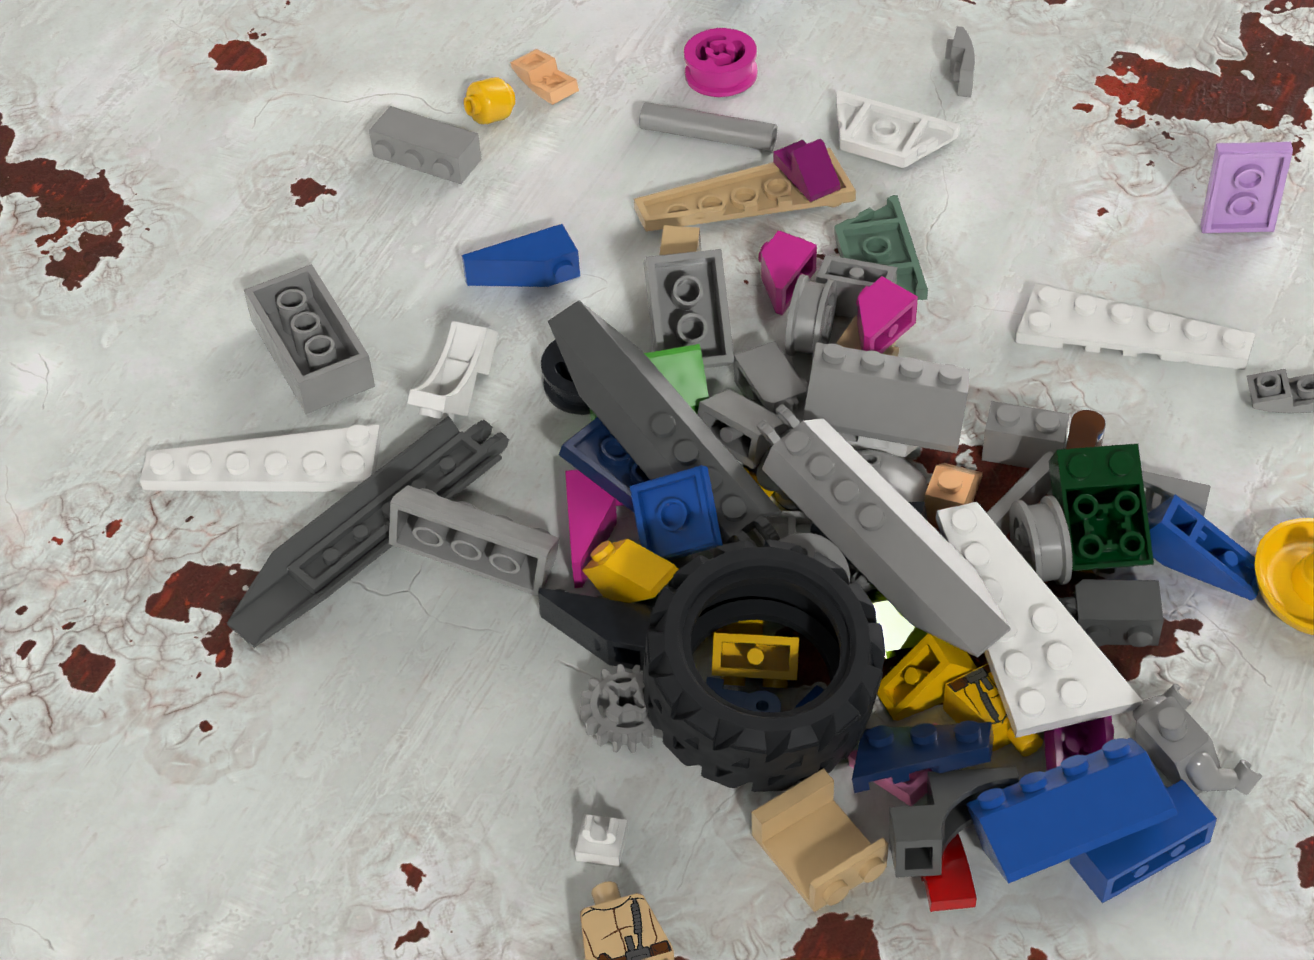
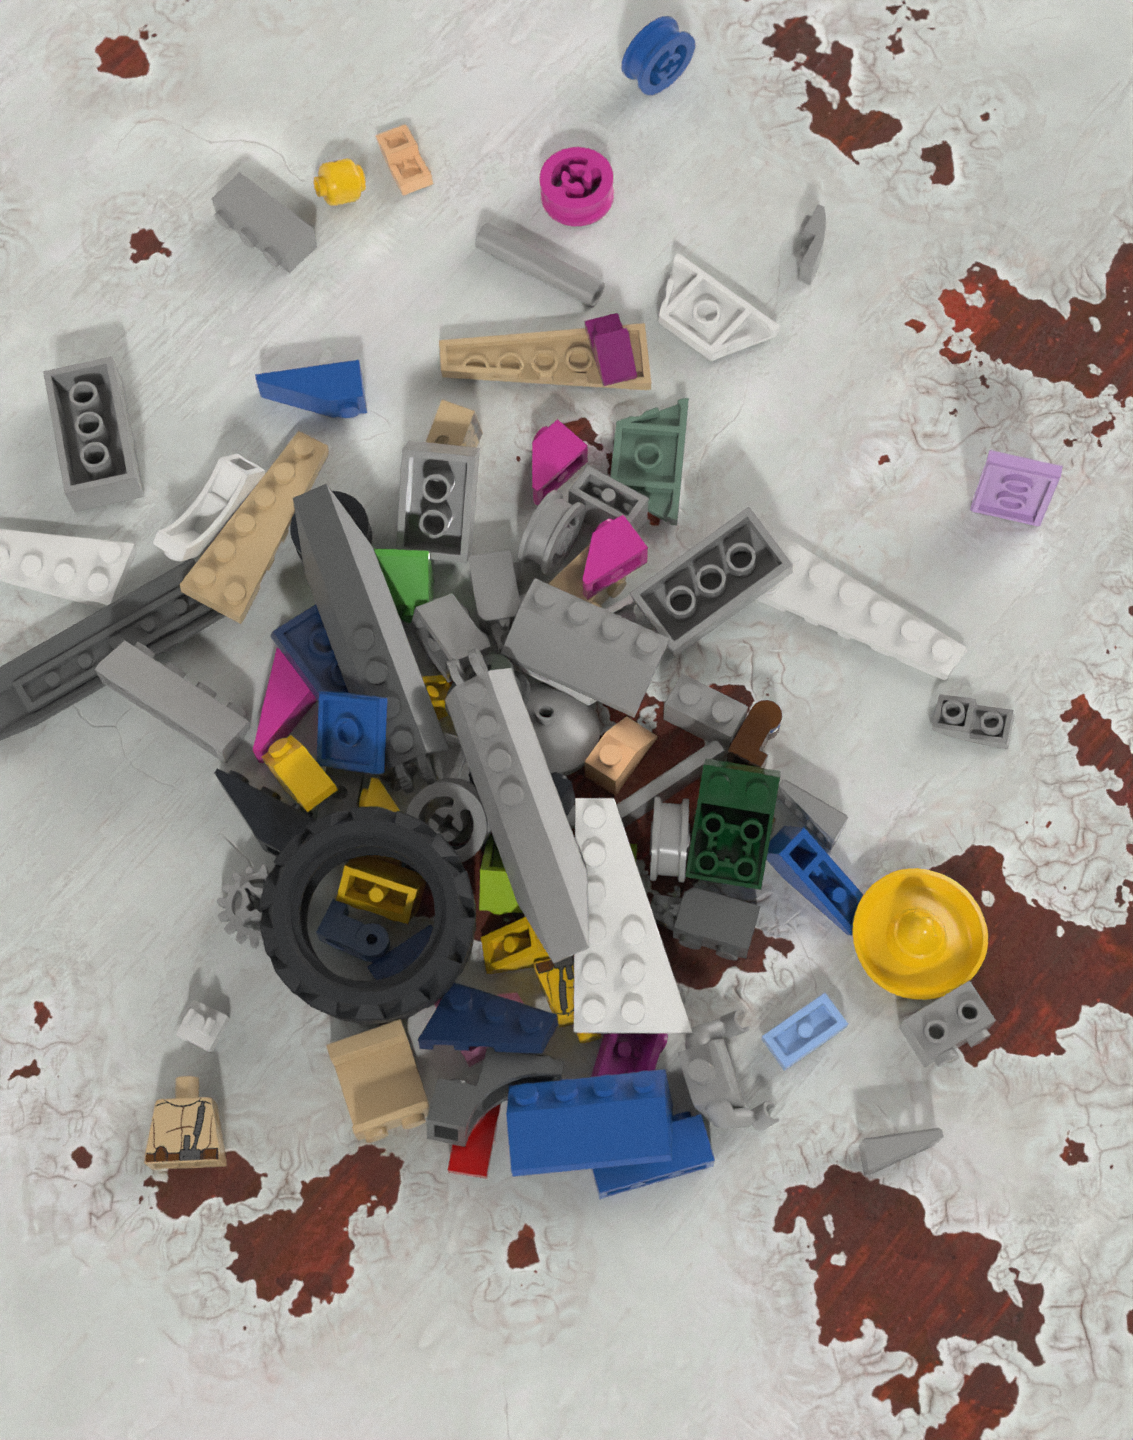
camera: 15 degrees right, 20 degrees up
(500, 400) = (243, 551): none -> tan wing
(991, 317) = (712, 581): none -> light grey brick
(1250, 689) = (804, 1031): none -> light blue plate

